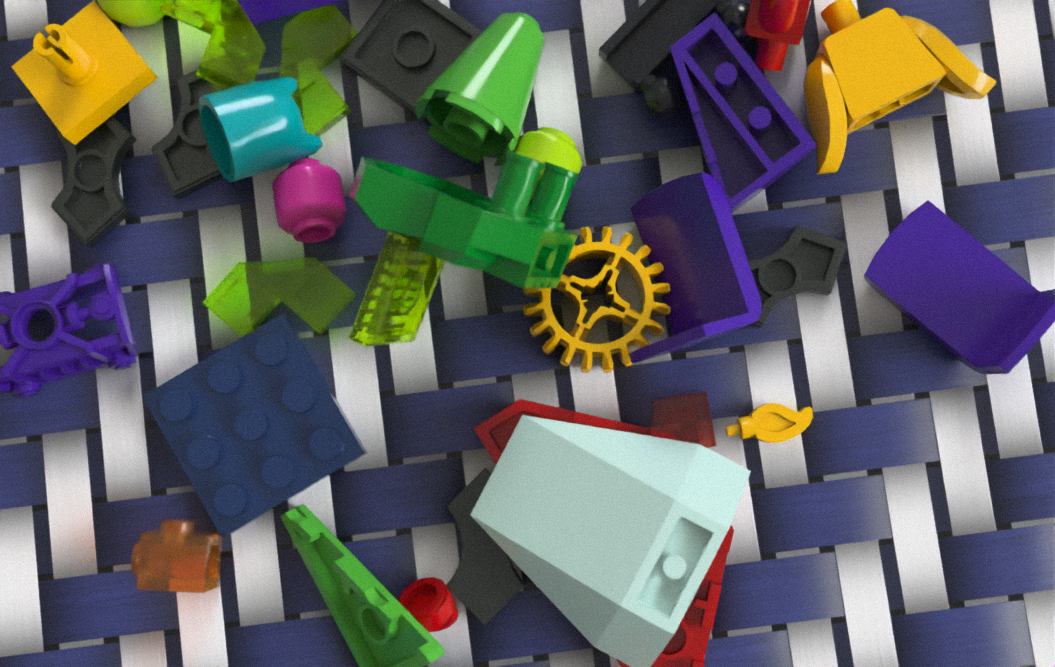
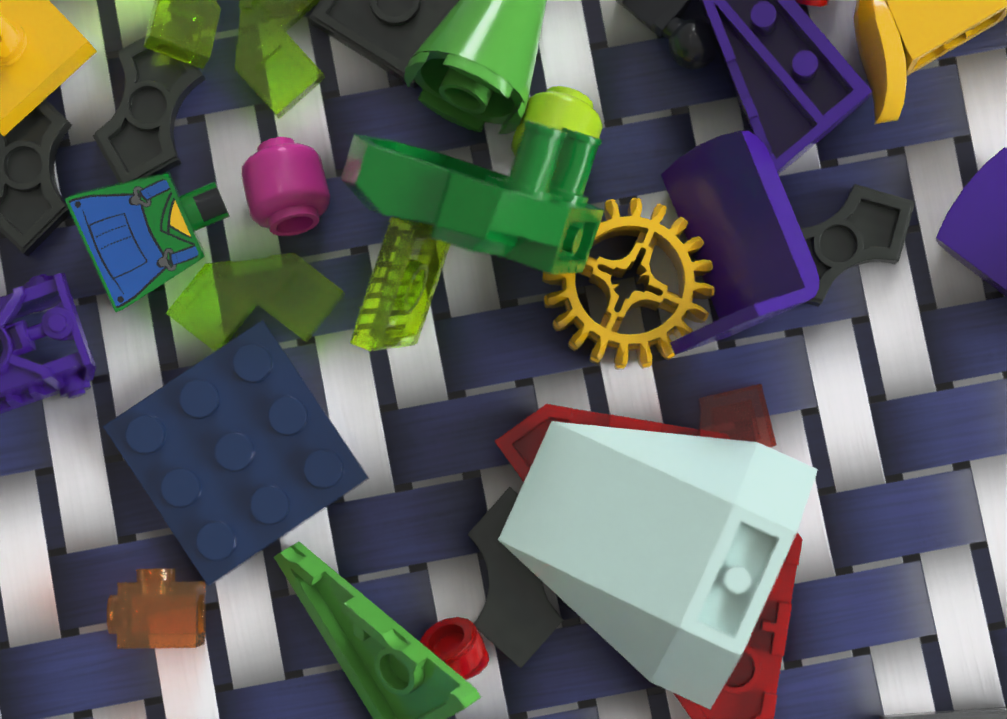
camera: 15 degrees left, 0 degrees up
(184, 232) = (143, 232): none -> torso
(255, 128) = (226, 102): teal piece -> none
(771, 423) = (839, 416): yellow piece -> none

